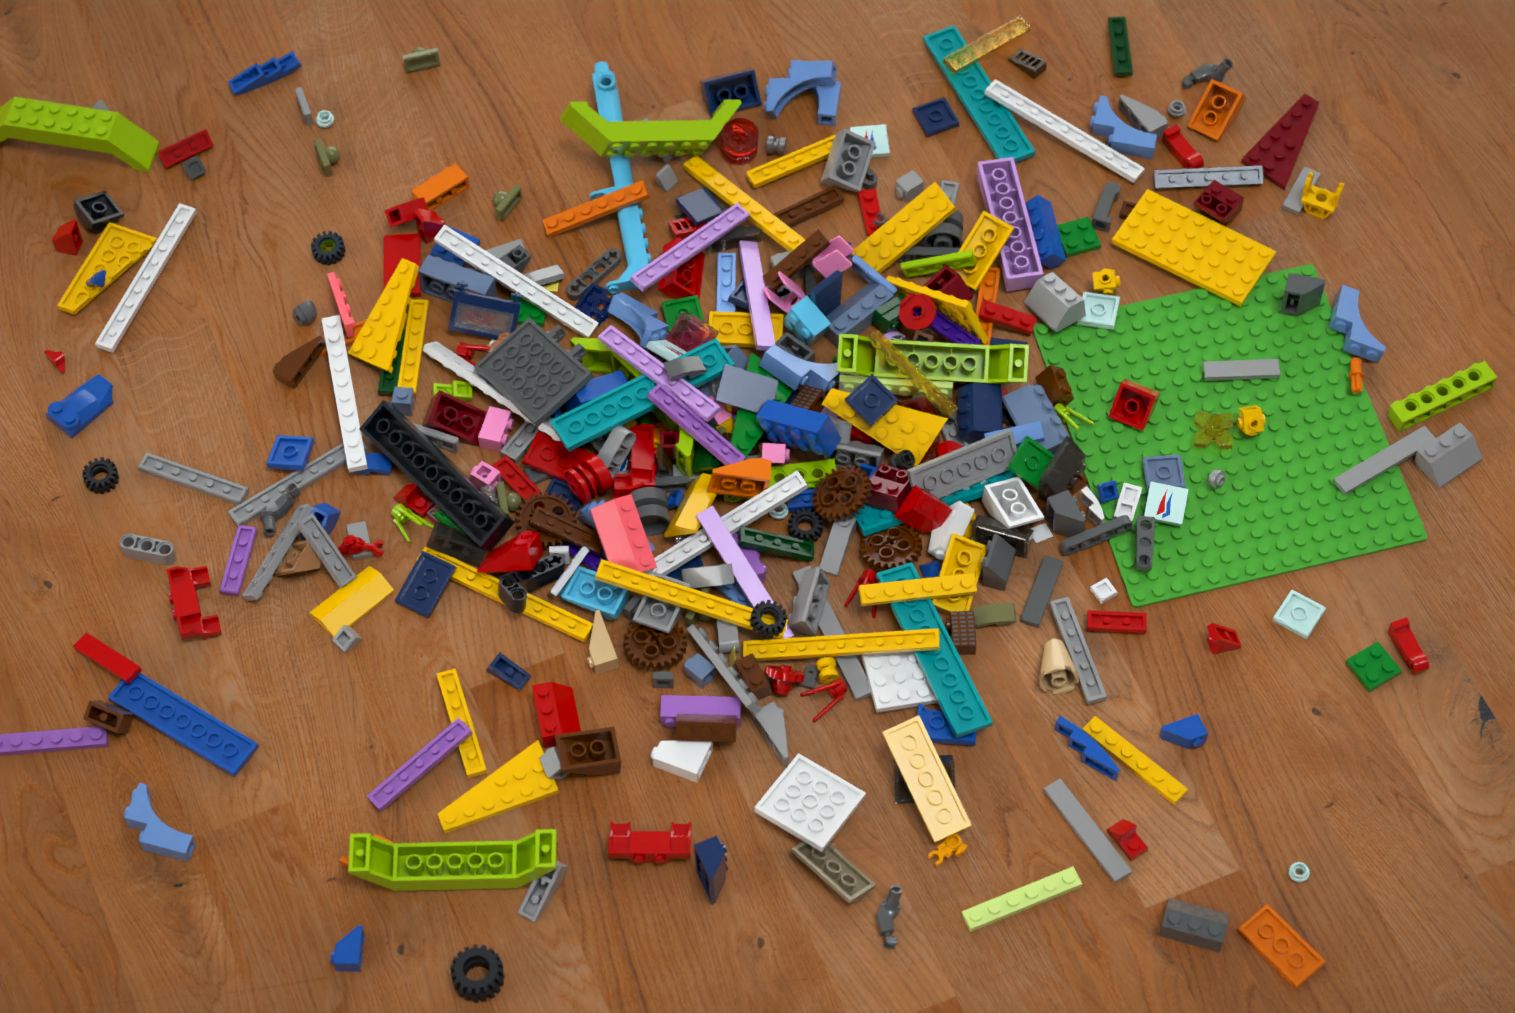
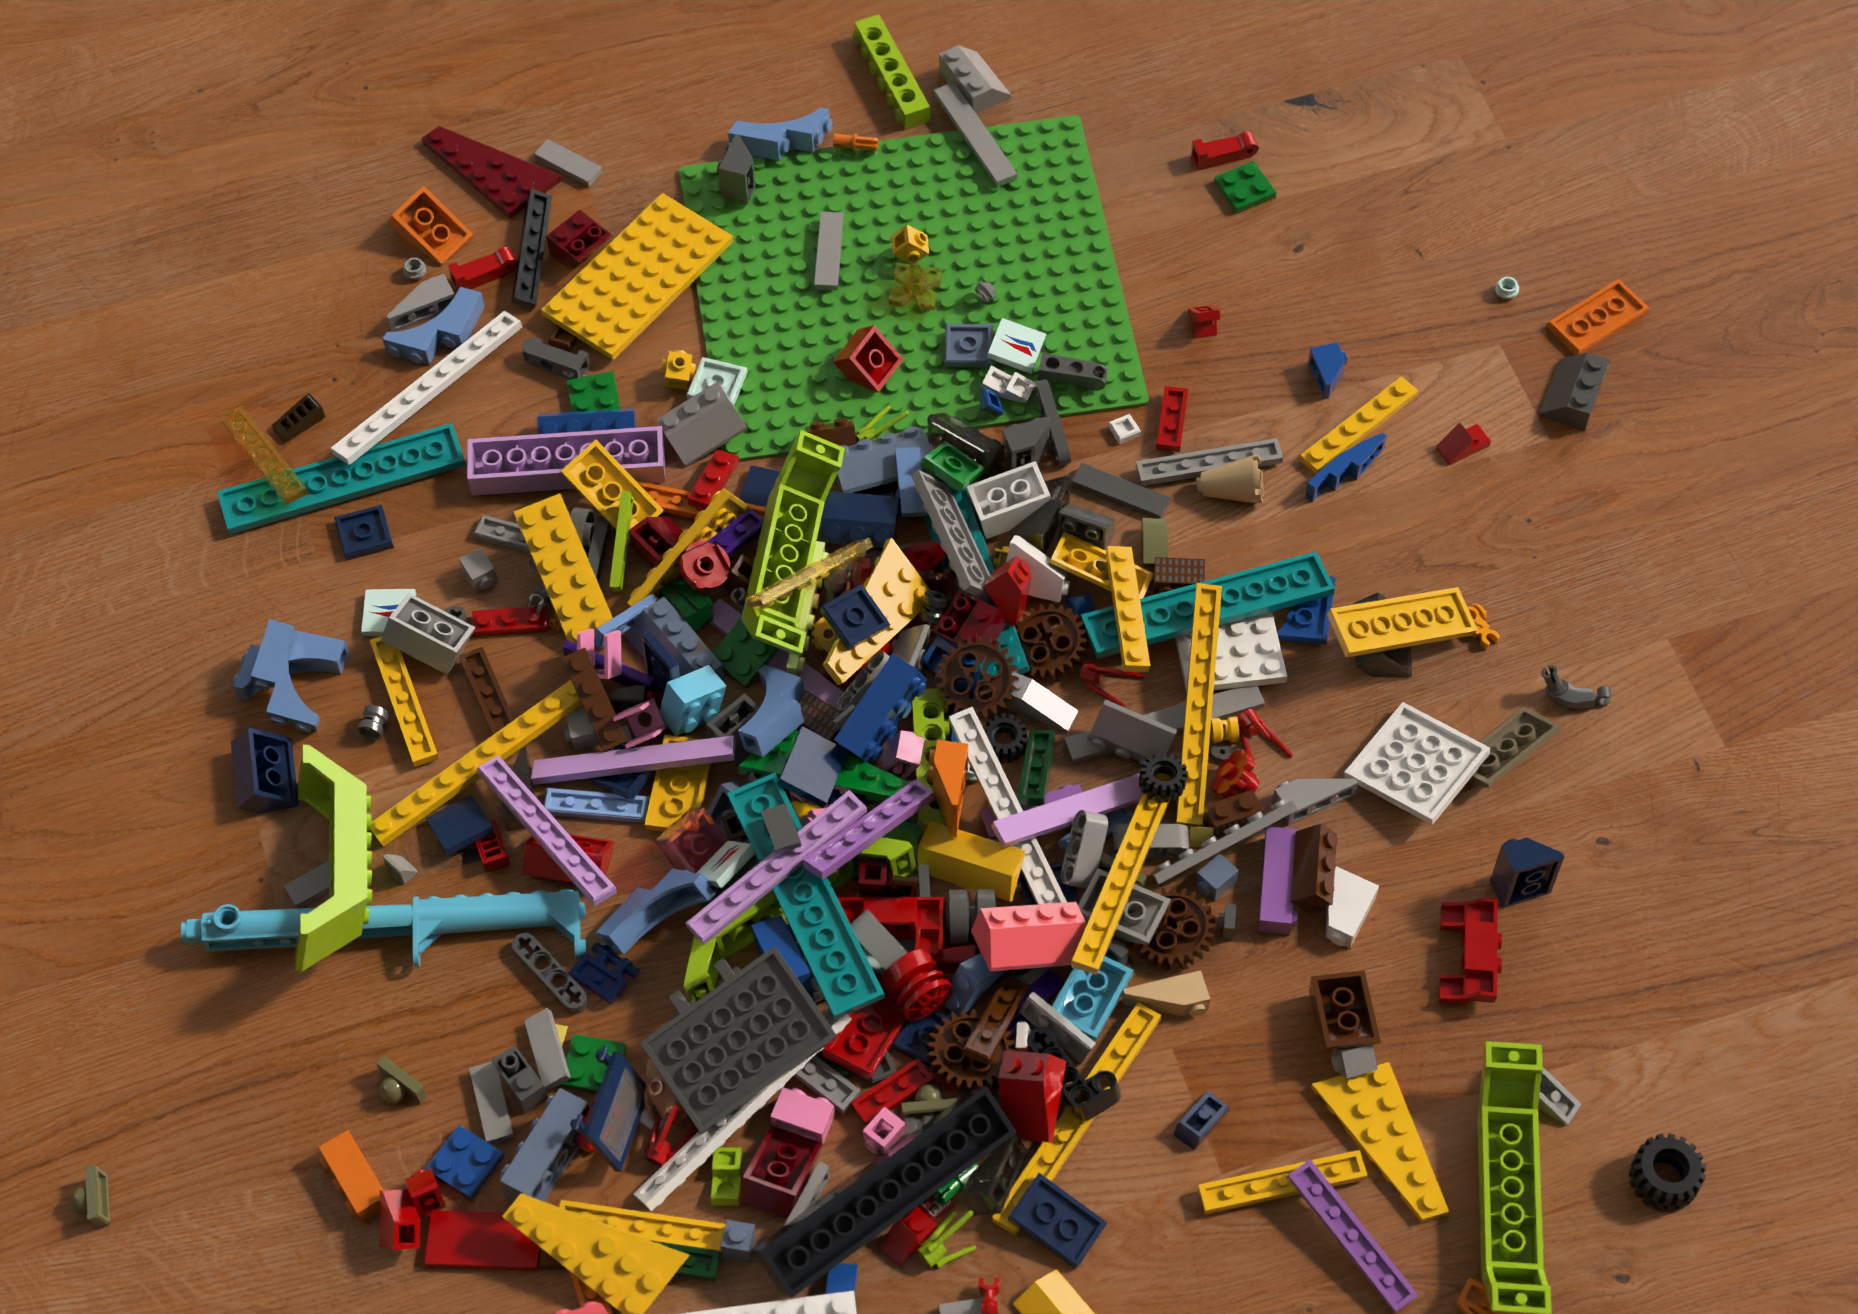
camera: 85 degrees left, 0 degrees up
(516, 282) = (560, 1068): white plate -> none
(555, 711) = (1275, 1060): red slope -> none
(596, 208) = (445, 955): orange plate -> none
(673, 309) = (640, 861): green plate -> none
(675, 499) = (943, 886): blue slope -> none
(739, 141) = (366, 756): clear red wheel -> none
(1021, 899) = (1542, 557): yellowish green plate -> none
(1087, 831) = (1452, 482): light grey tile -> none
(1095, 511) = (995, 424): white slope -> none
(1120, 46) = (299, 315): dark green plate -> none
(1207, 72) = (367, 226): dark grey arm -> none
(1299, 614) = (1171, 245): light aqua tile -> none
(1320, 201) = (597, 138): yellow piece -> none

